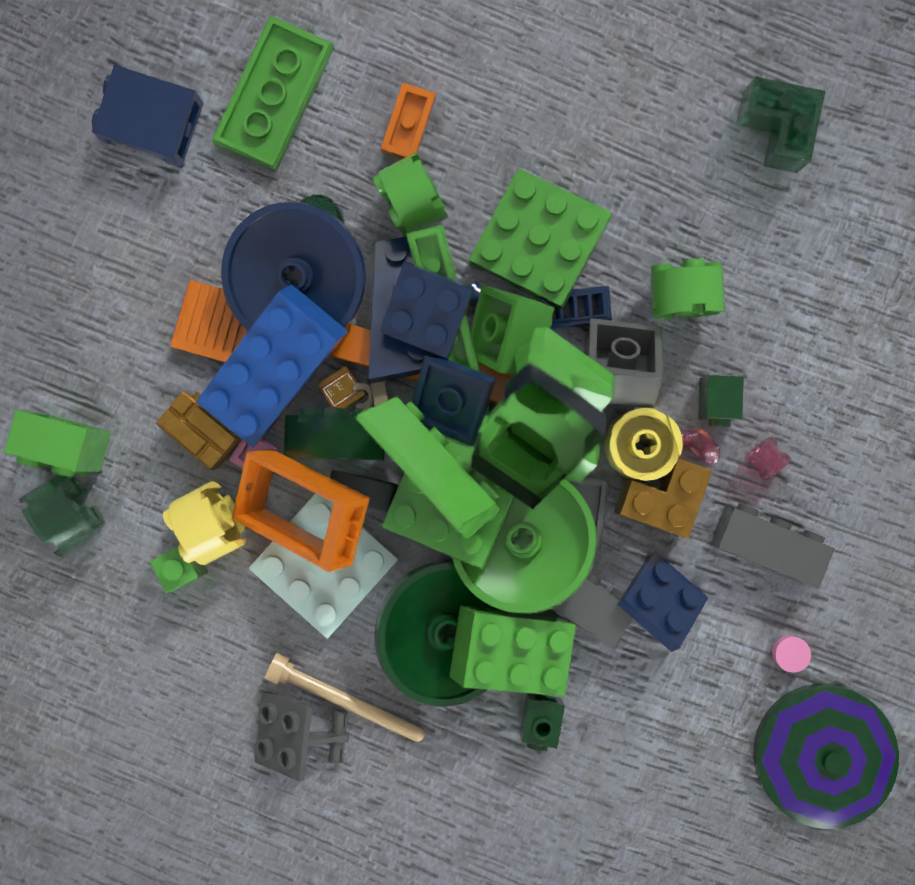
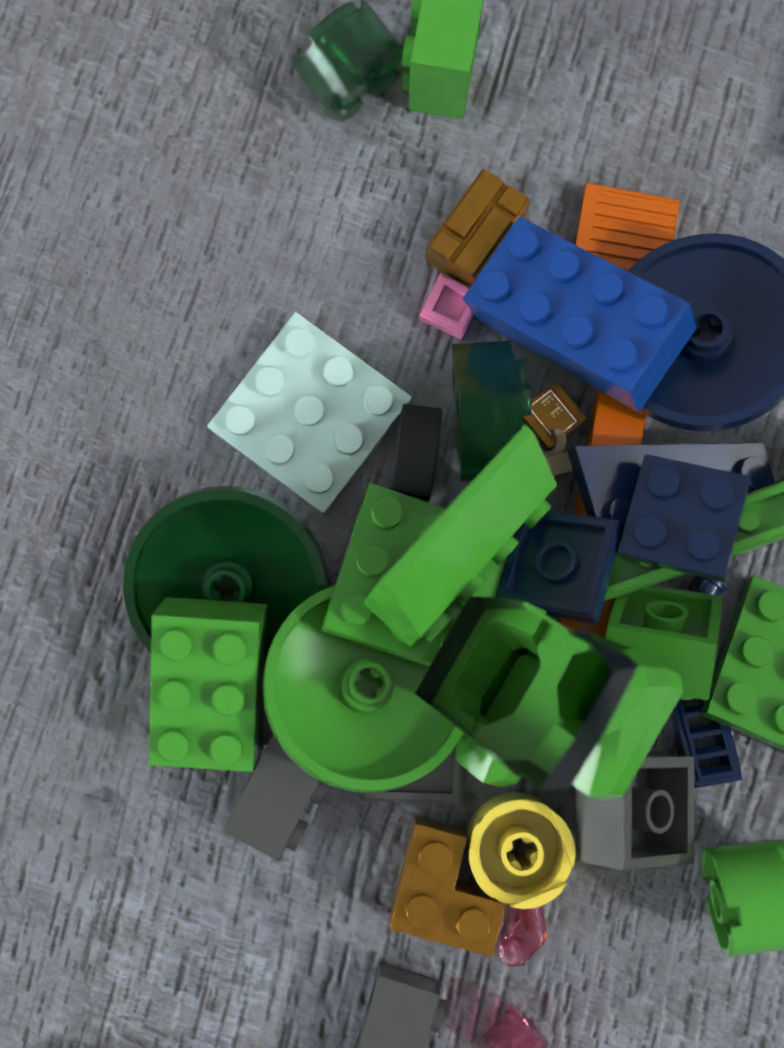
camera: 85 degrees right, 5 degrees down
(175, 572) = (290, 218): bright green brick -> none
(204, 524) = (351, 246): light yellow brick -> none
(283, 671) = (158, 371): tan piece -> none
(286, 735) = (68, 381): dark grey plate -> none
(345, 520) = (376, 426): orange window -> none
(541, 721) = (110, 735): dark green brick -> none
(663, 601) = (293, 899): dark blue plate -> none
(721, 399) = (595, 961): dark green brick -> none

